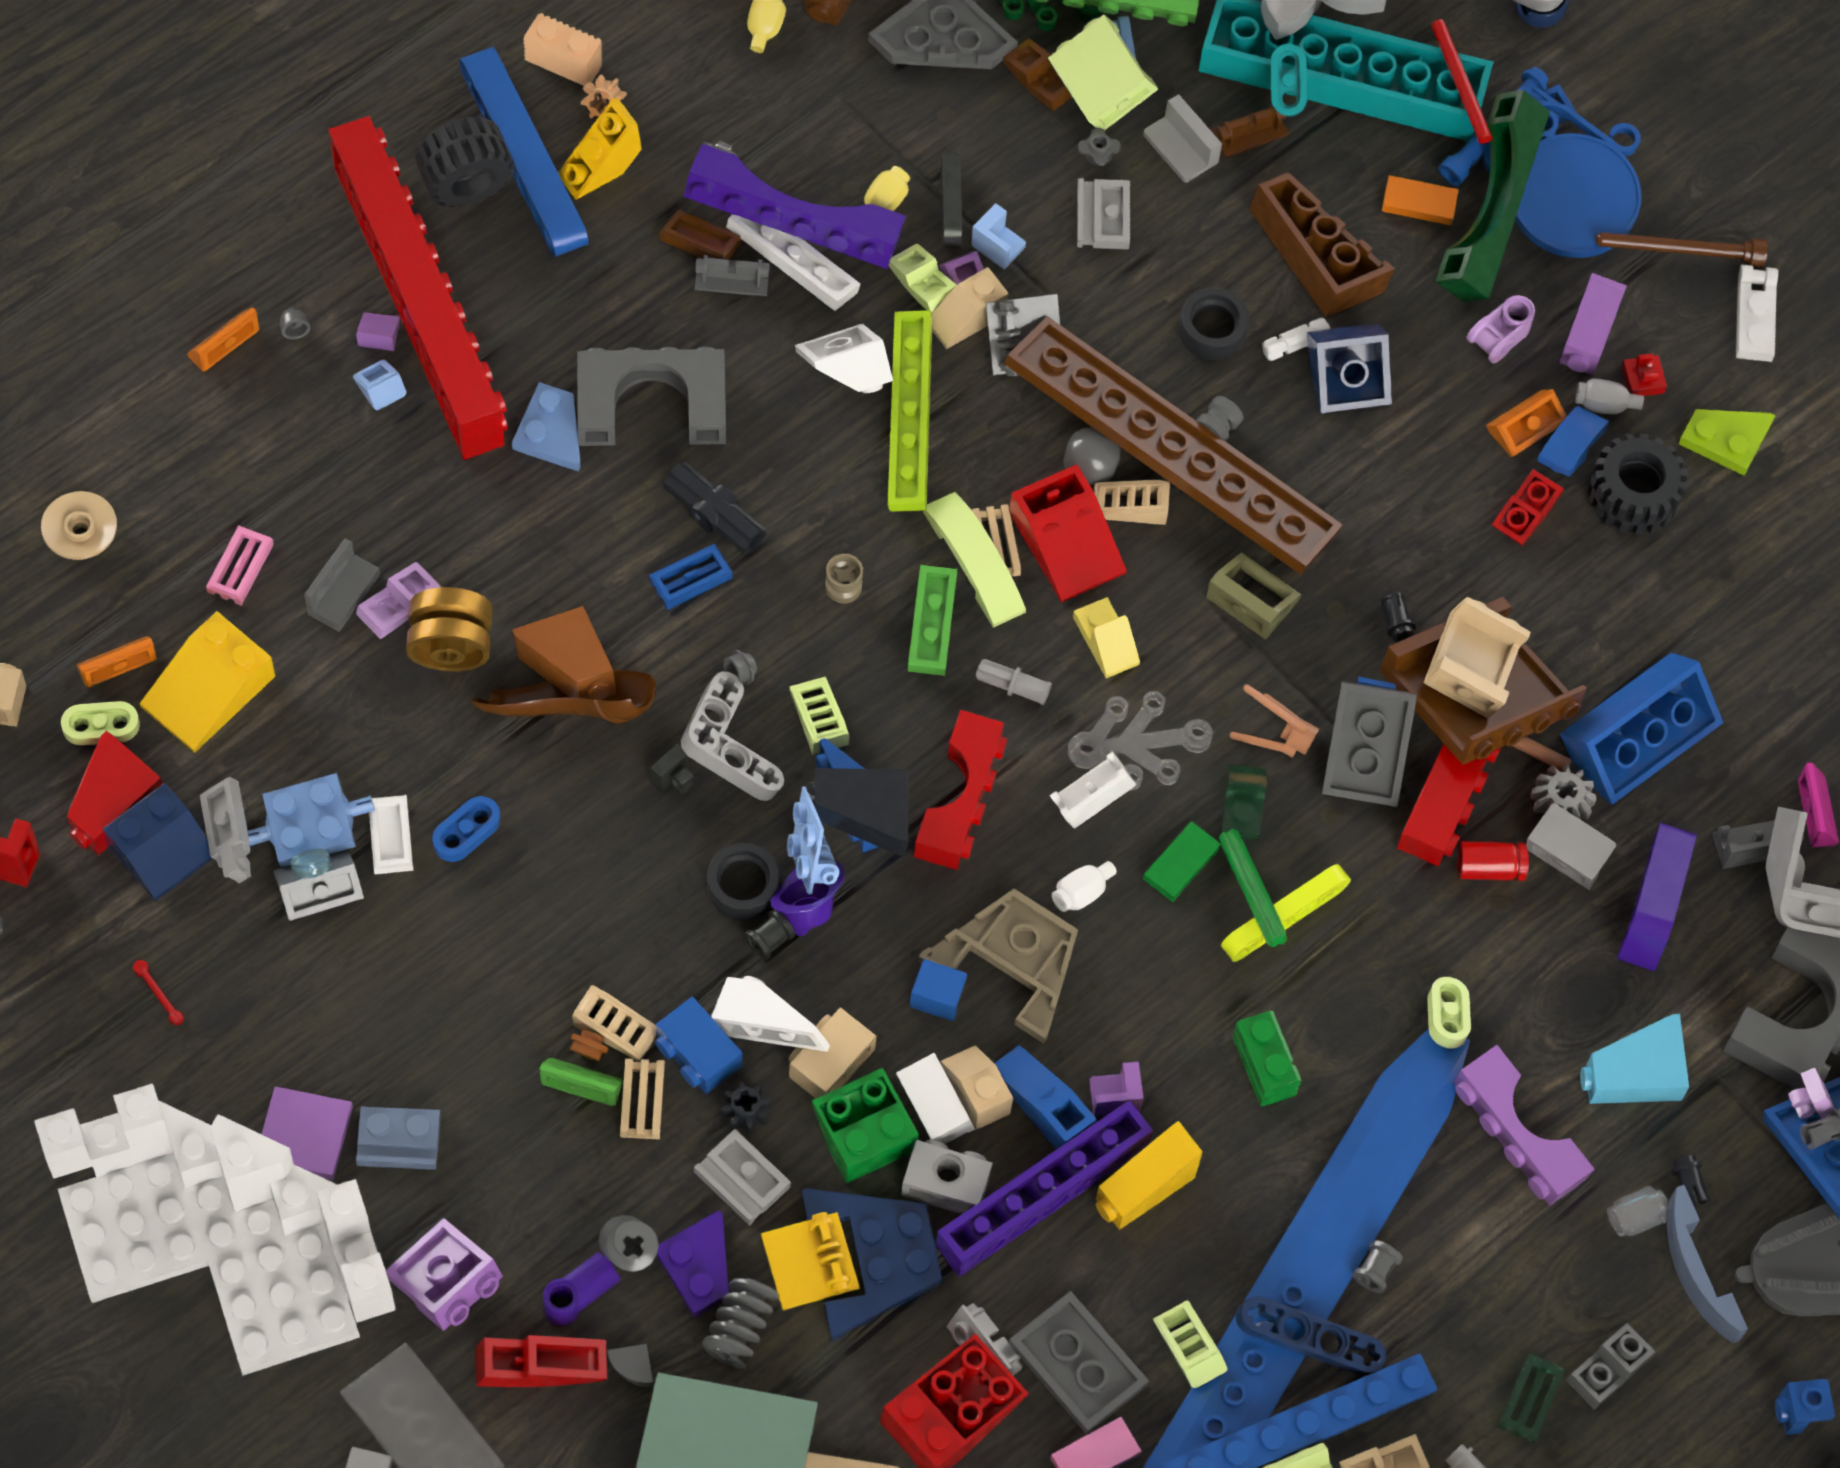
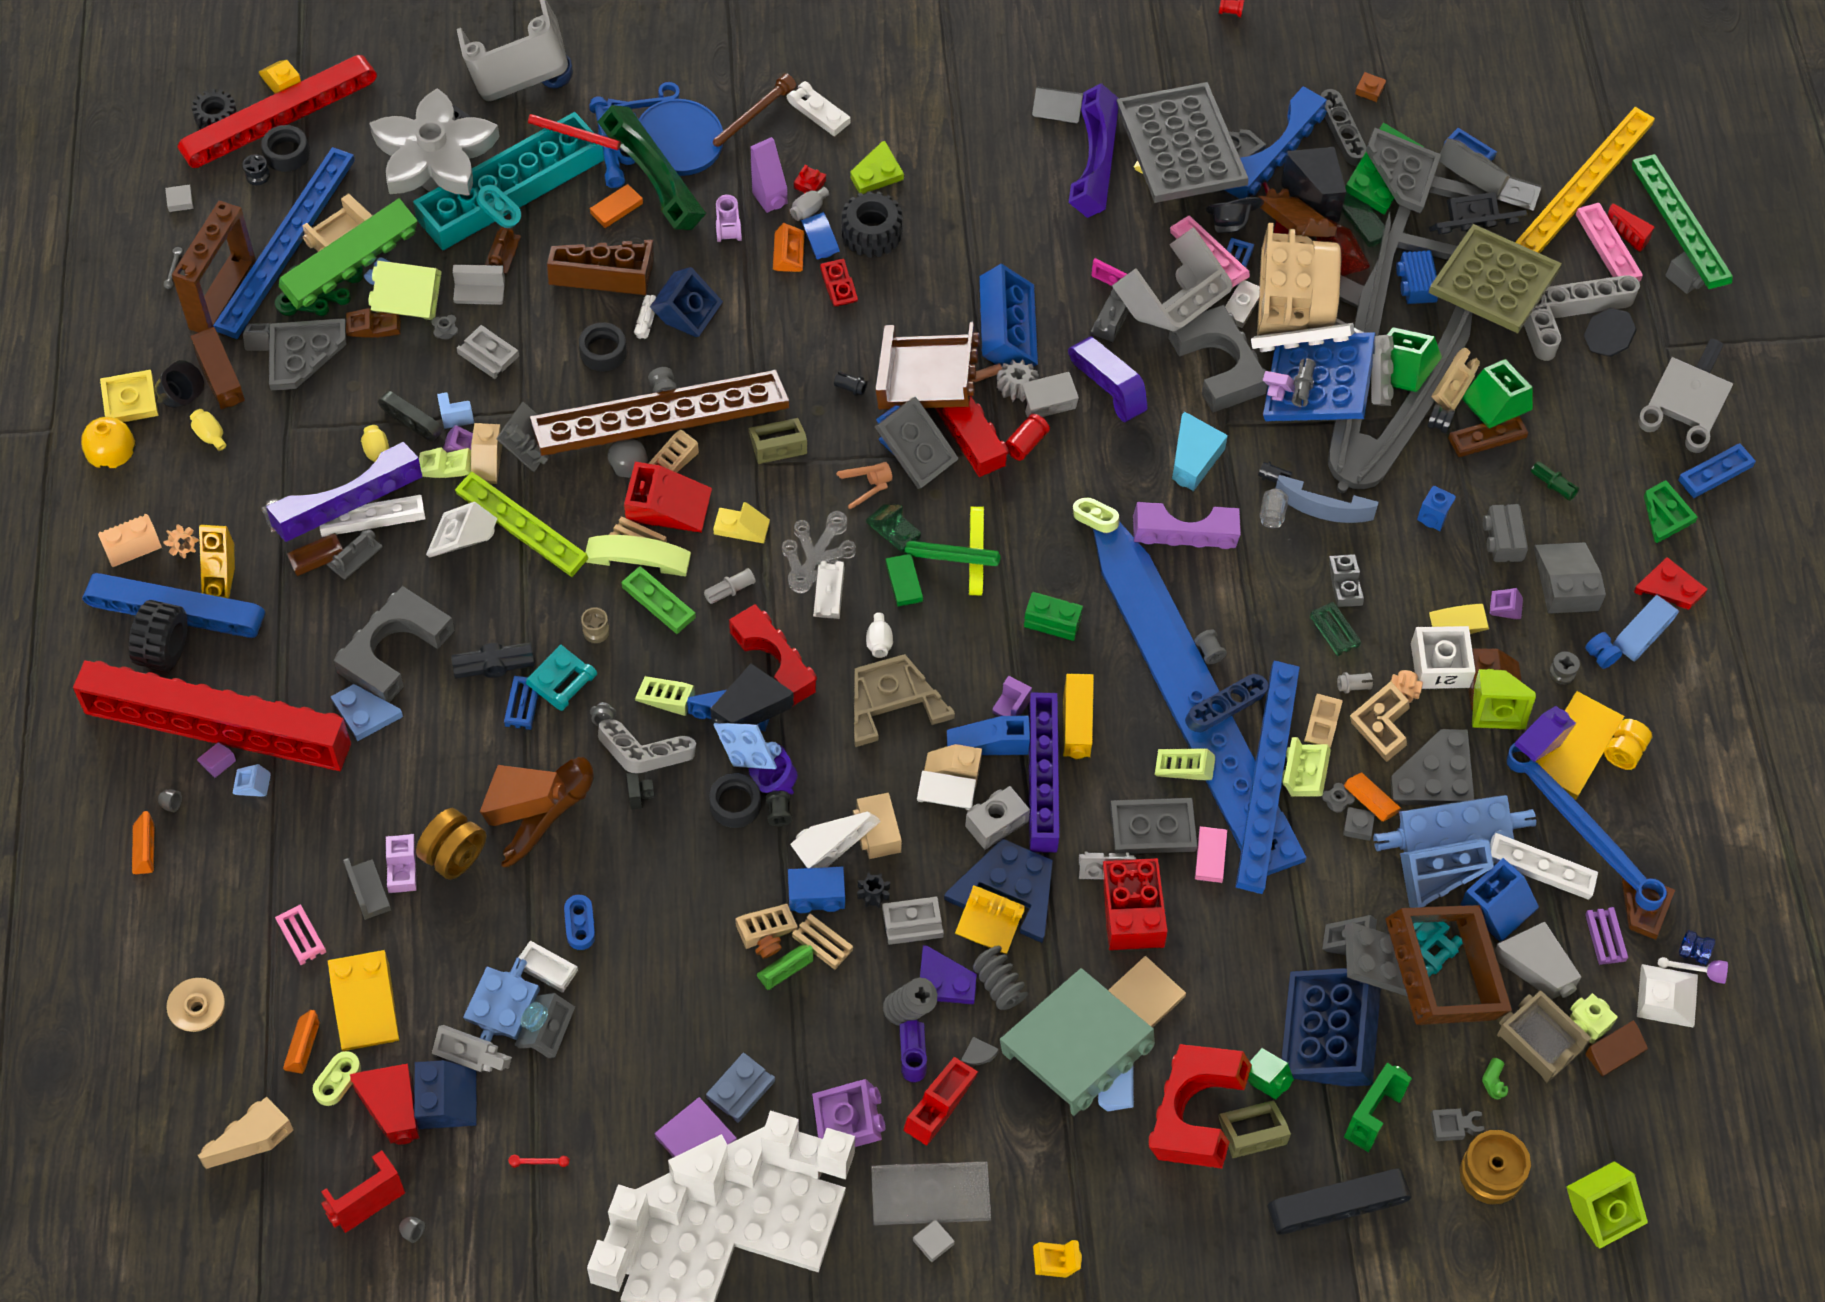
camera: 50 degrees left, 5 degrees down
(750, 580) = (555, 672): none -> teal plate
(865, 1125) = (934, 835): green slope -> none
(937, 990) = (883, 746): blue panel -> none
(1476, 657) = (914, 357): tan panel -> none

